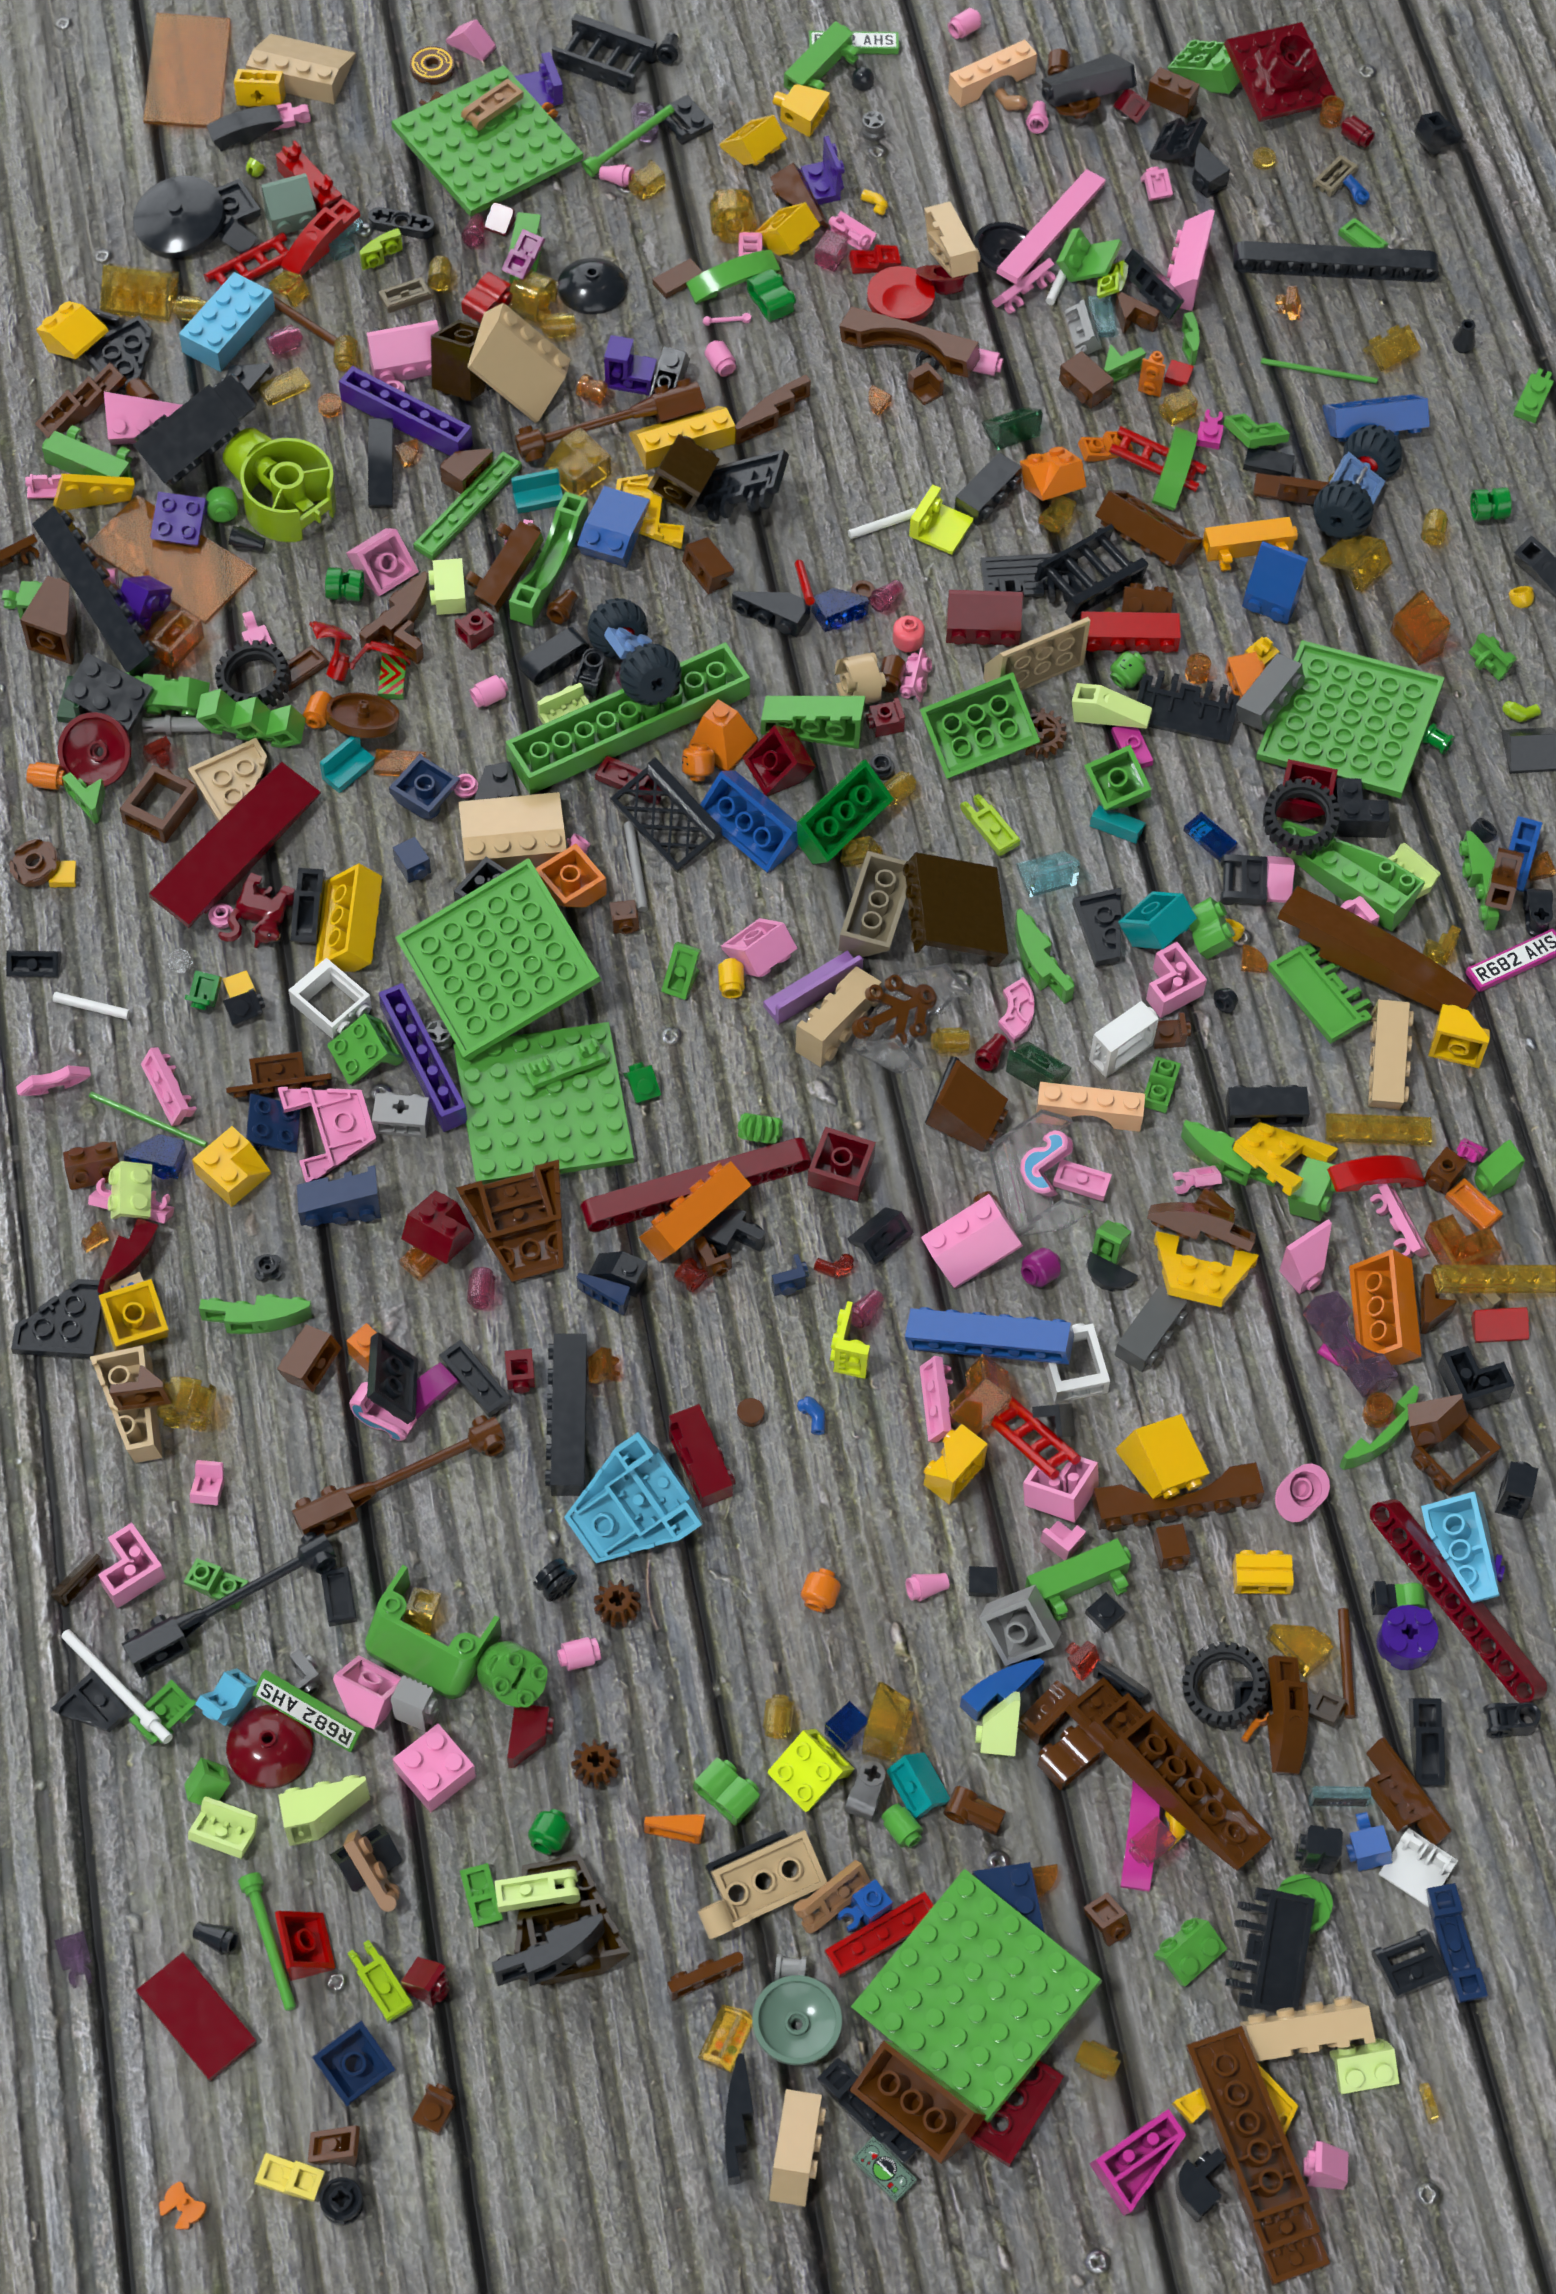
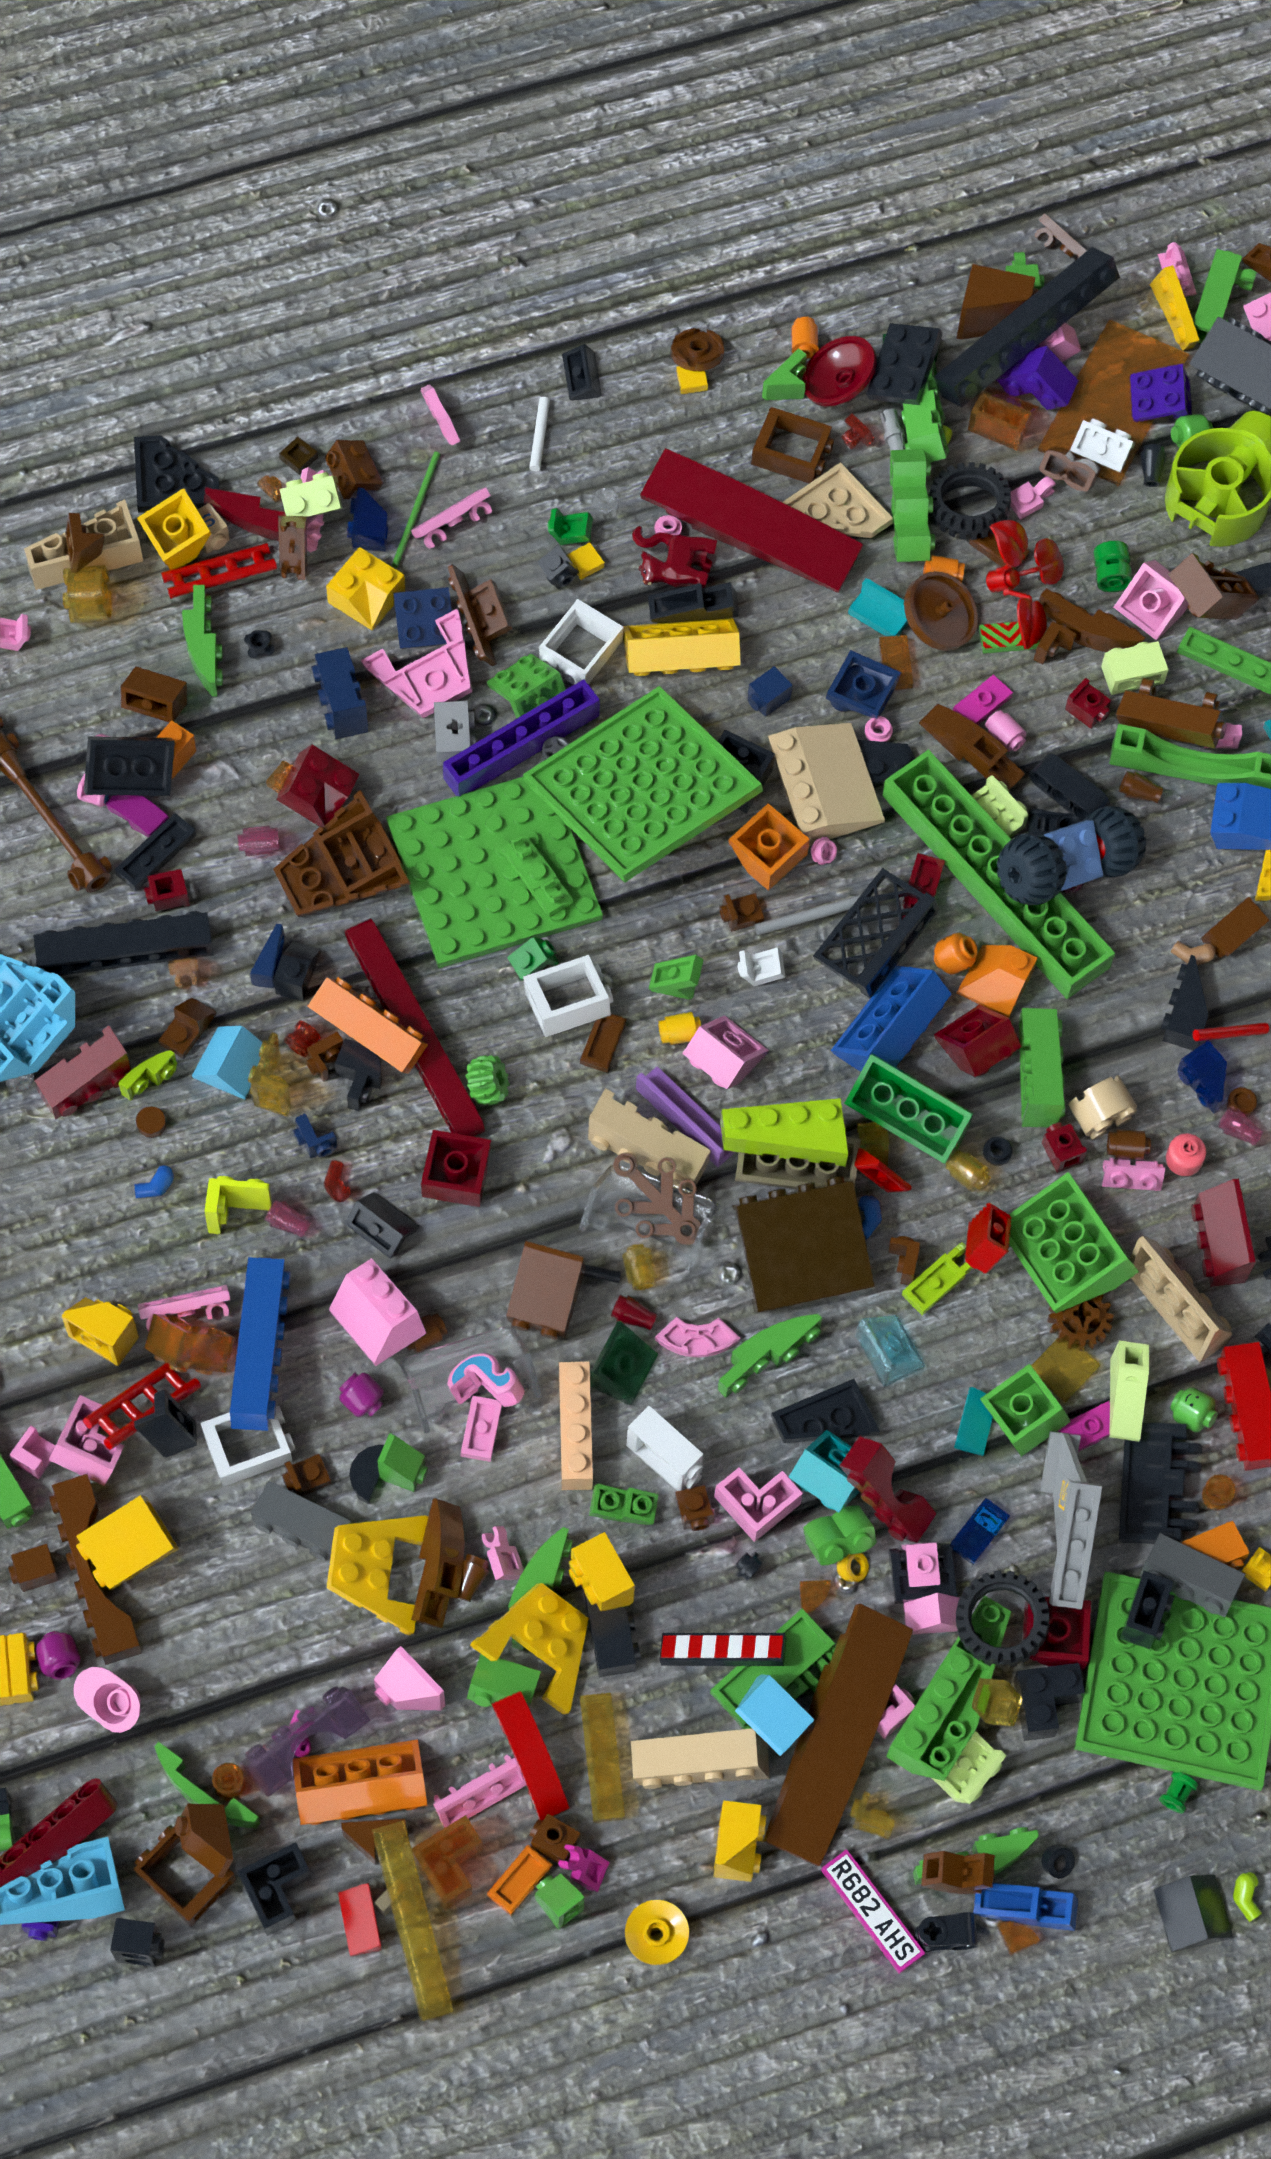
camera: 80 degrees right, 5 degrees up
(66, 1208) = (298, 455): none -> dark brown plate
(177, 1216) = (293, 546): none -> reddish brown hinge
(190, 1300) = (229, 560): none -> red bar
(222, 569) = (1102, 445): none -> white bracket
(239, 596) = (1064, 465): none -> brick
(399, 508) = (1211, 591): none -> reddish brown wedge
(453, 706) = (984, 700): none -> dark pink plate
(496, 716) = (971, 742): none -> reddish brown slope
(659, 1372) = (187, 1027): none -> reddish brown slope
(682, 906) = (762, 966): none -> white bracket
(692, 1078) = (574, 1014): none -> white window
(699, 1339) = (229, 1060): none -> medium azure slope
(702, 1394) = (154, 1069): none -> lime slope
(725, 592) = (1203, 953): none -> medium nougat arm
(730, 1041) = (603, 1042): none -> reddish brown tile
(735, 1308) = (269, 1090): none -> clear yellow bracket
(860, 887) = (789, 1130): none -> lime wedge
(896, 845) = (880, 1173): none -> red slope
(967, 779) = (987, 1238): none -> red brick
(971, 842) = (908, 1252): none -> reddish brown bracket
(1075, 754) = (1064, 1368): none -> clear yellow piece
(1107, 1322) = (306, 1475): none -> reddish brown bracket
(1186, 877) = (870, 1471): none -> dark red arch
(1218, 753) = (1075, 1518): none -> light grey piece
(1236, 872) = (922, 1564): none -> bright pink bracket
(1237, 1085) = (601, 1574): none -> yellow slope
(1254, 1533) = (57, 1655): none -> magenta head
(1298, 1025) = (723, 1649): none -> tile
(1300, 722) = (1146, 1610): none -> black brick
(1364, 985) = (773, 1713): none -> medium azure slope
(1366, 835) = (996, 1702): none -> clear yellow panel
(1526, 1099) = (660, 1916): none -> yellow dish

